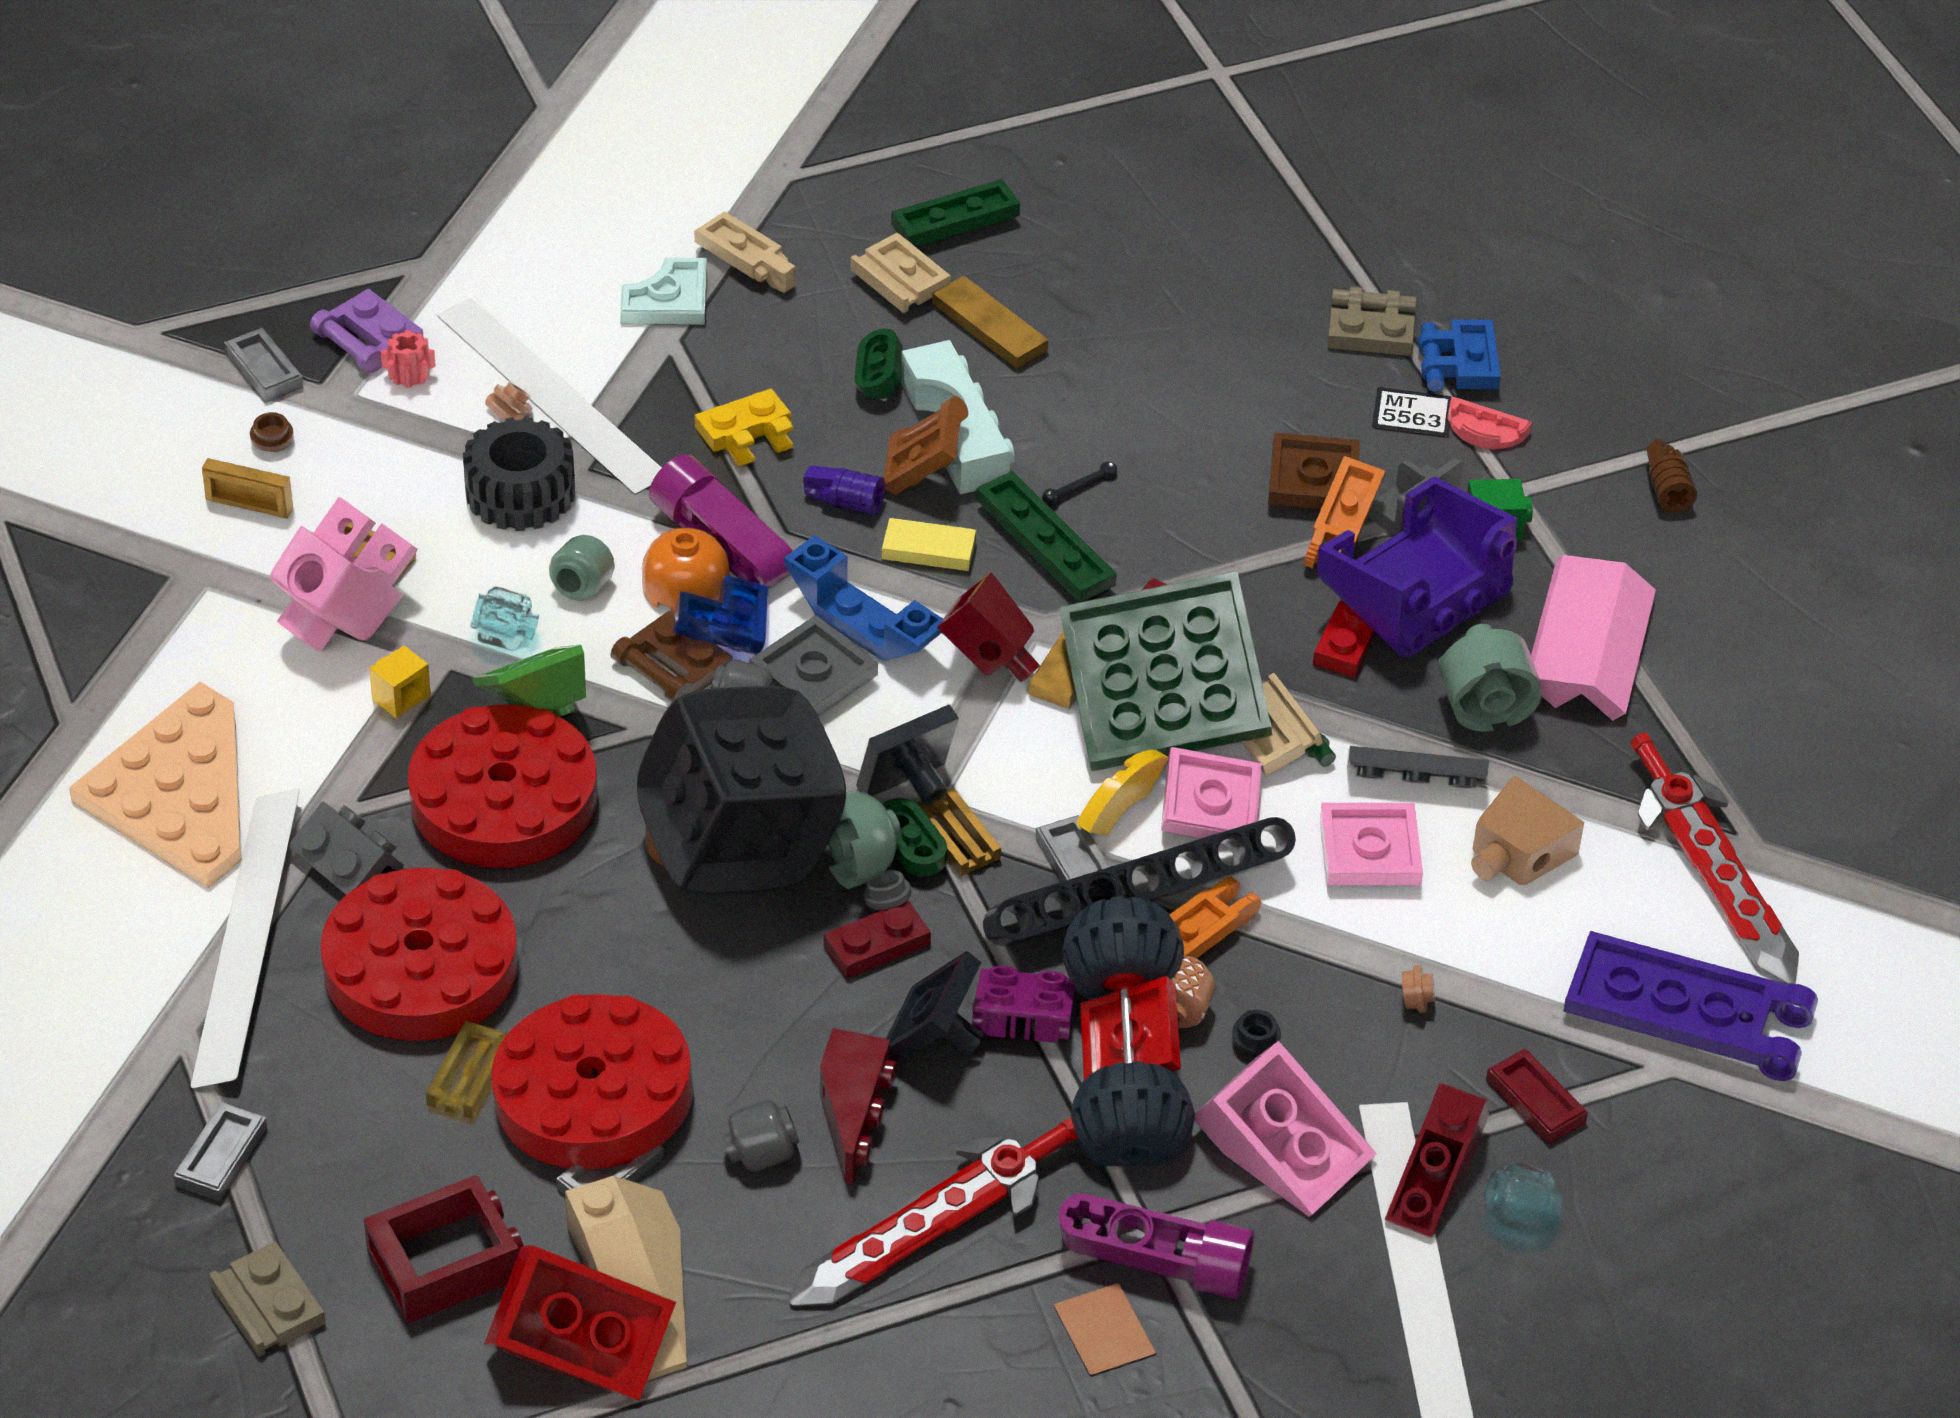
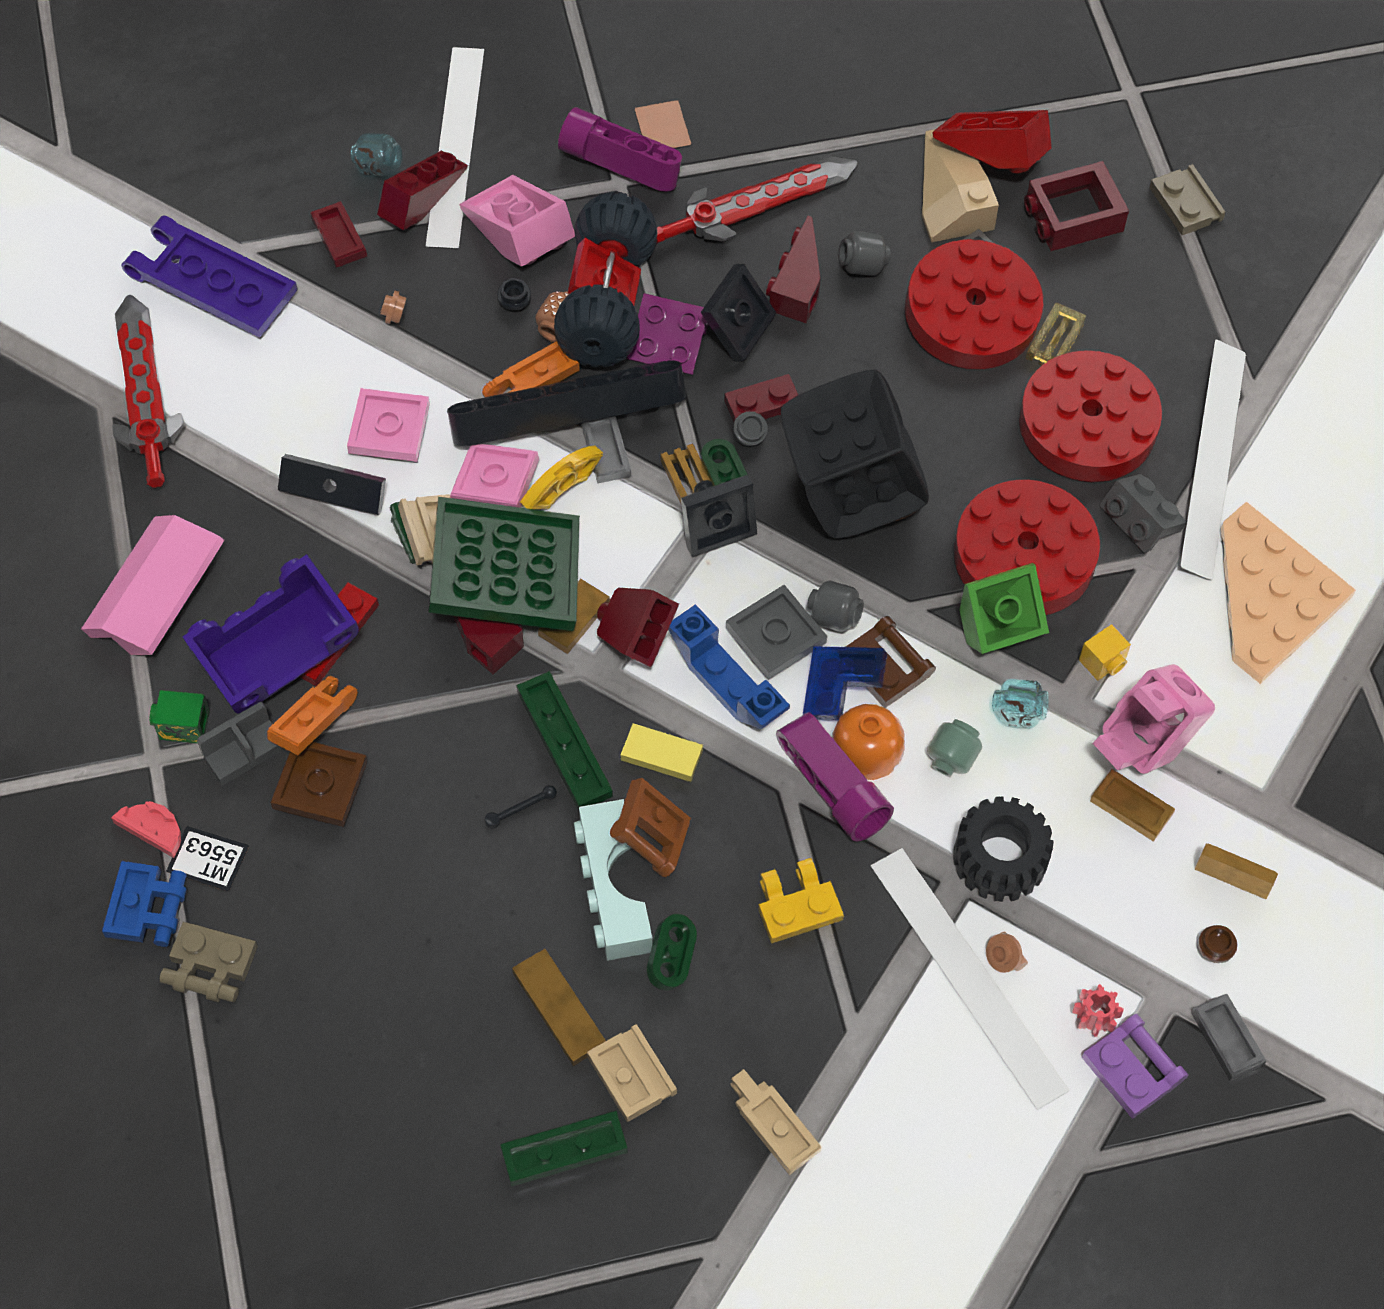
camera: 170 degrees left, 15 degrees up
(220, 1151) = (1222, 300): tile -> none
(669, 297) = (850, 1080): light aqua tile -> none
(845, 488) = (723, 813): dark purple hinge -> none
(863, 840) = (766, 451): sand green cylinder -> none
(1490, 678) = (253, 529): sand green brick -> none
(1524, 835) = (276, 413): medium nougat torso -> none
(1670, 477) = (18, 740): reddish brown hinge -> none

